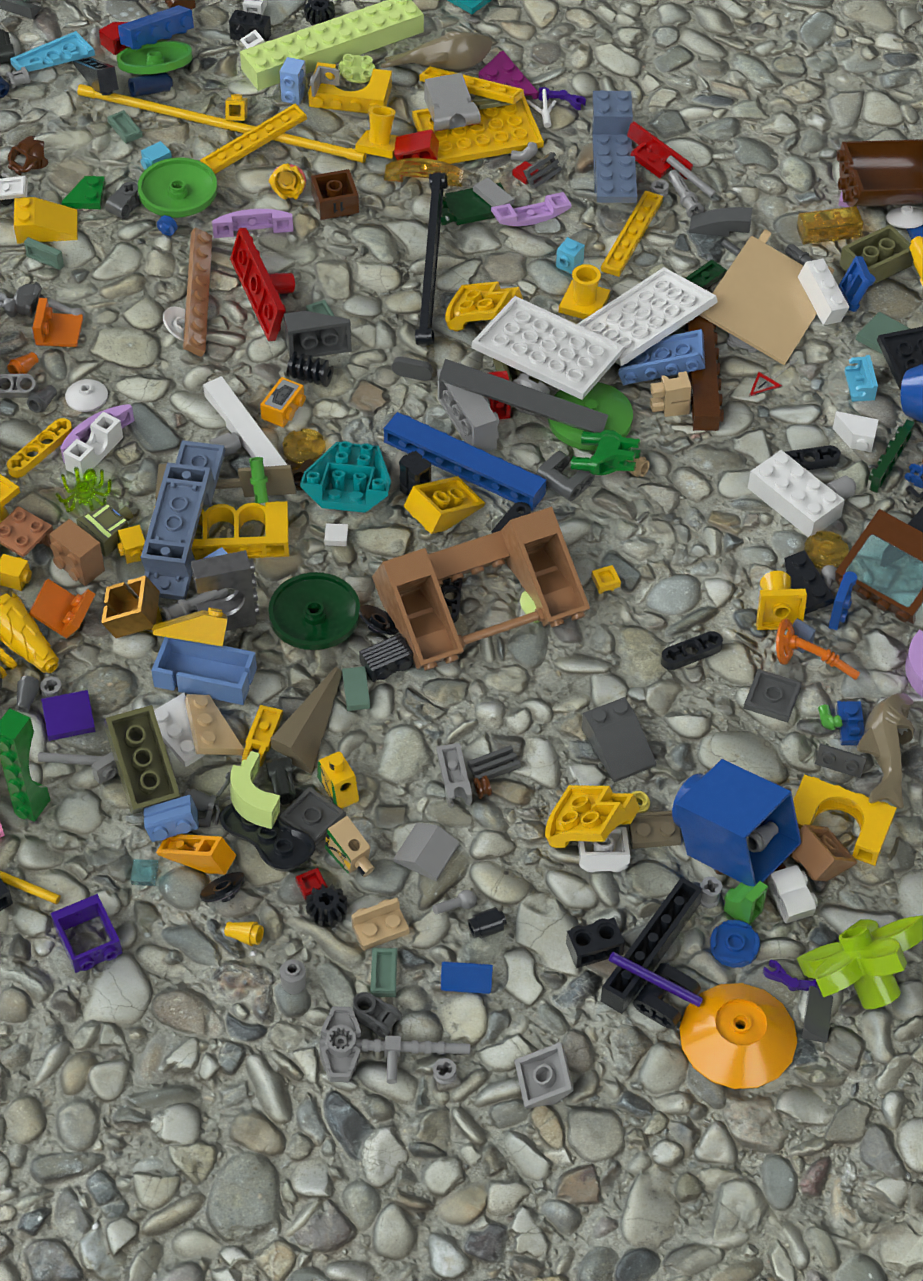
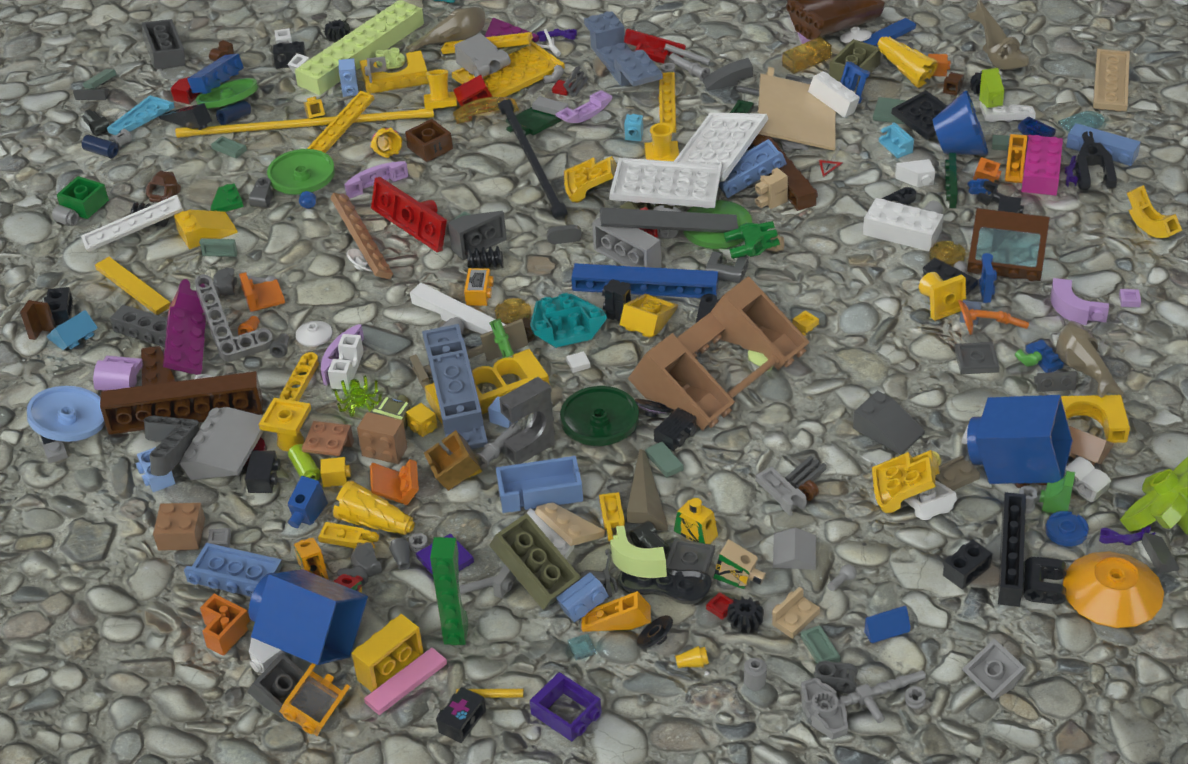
camera: 20 degrees left, 10 degrees down
(154, 154) = (267, 155): medium azure brick -> none
(199, 627) = (526, 450): yellow slope -> none
(487, 923) = (877, 581): black brick -> none
(655, 979) = (1020, 564): dark purple bar -> none
(697, 642) = (896, 355): black beam -> none

